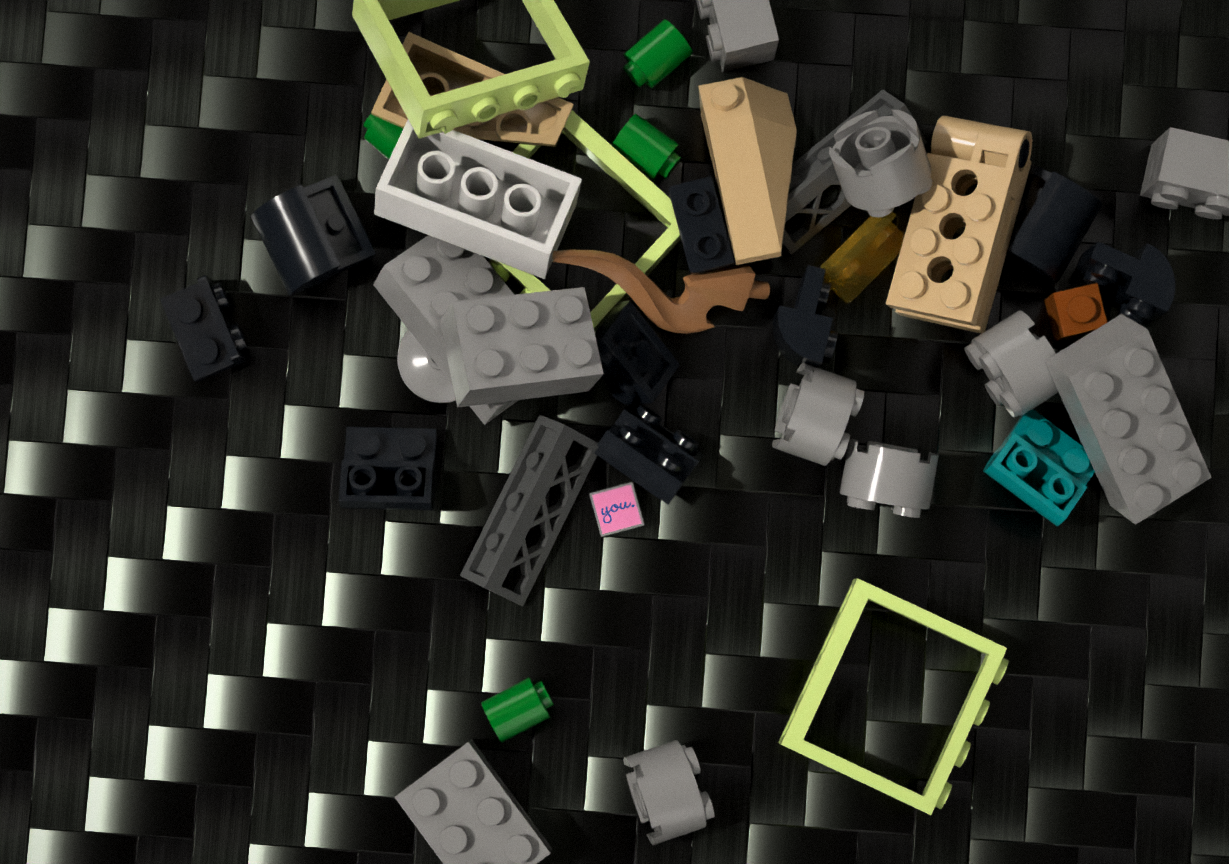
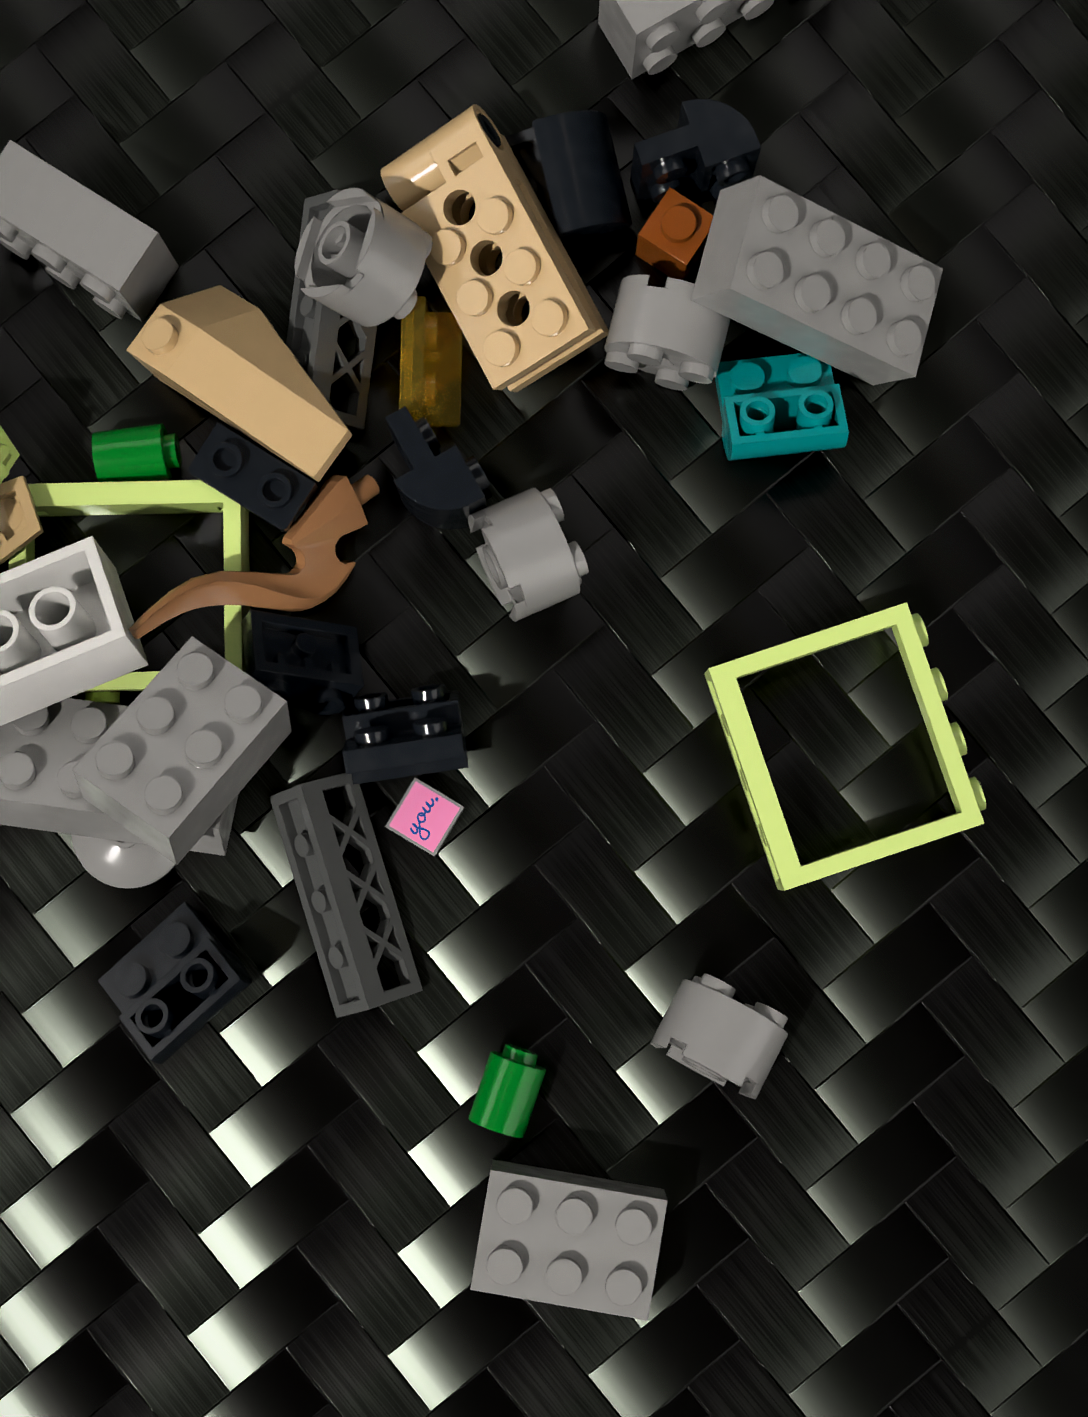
camera: 45 degrees left, 0 degrees up
(656, 55) = (62, 360): green brick -> none
(889, 477) = (649, 547): light grey brick -> none

